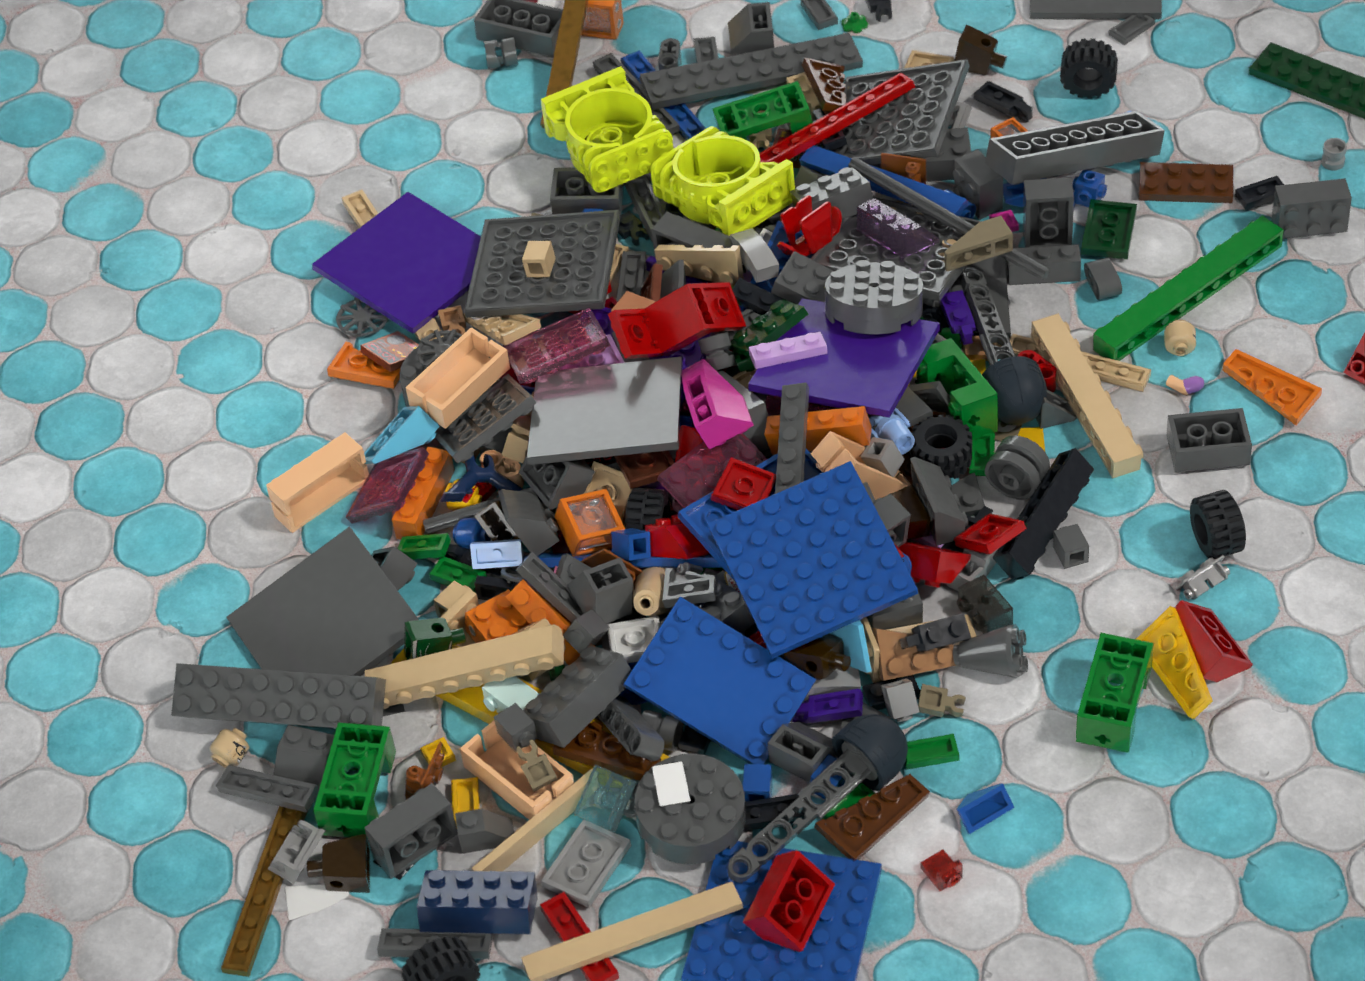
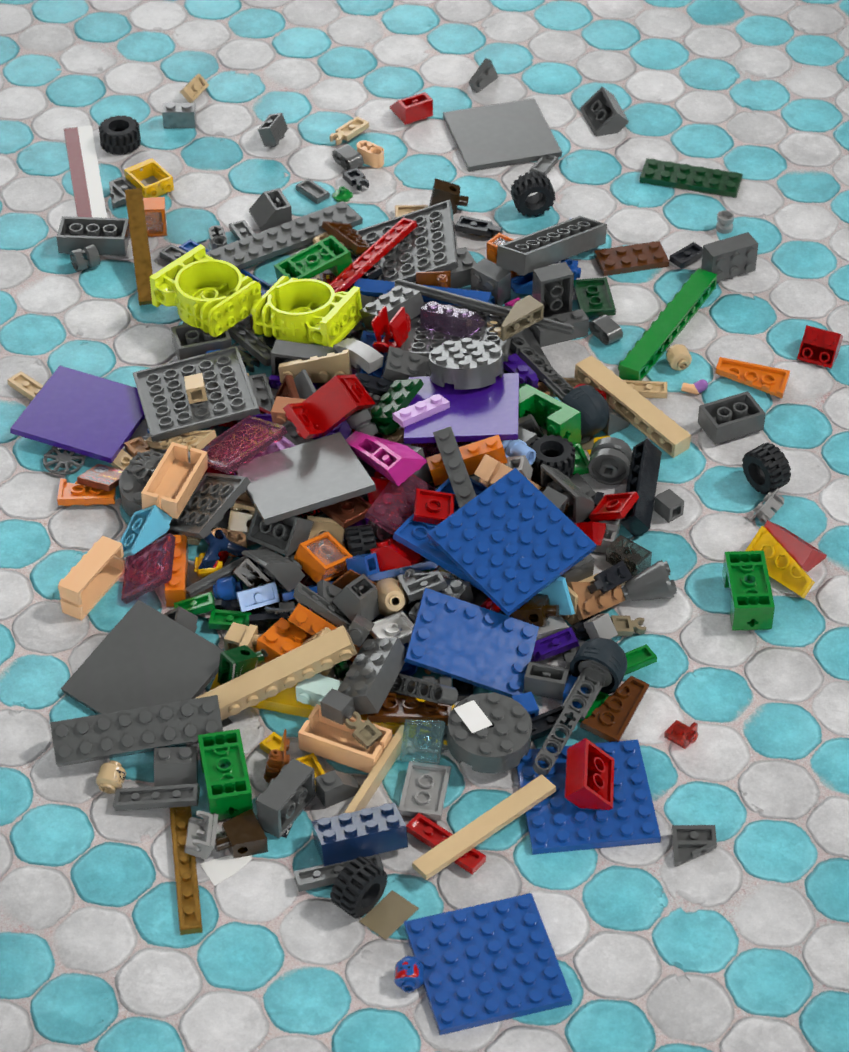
camera: 25 degrees left, 5 degrees down
(984, 806) = (691, 685): blue slope -> none

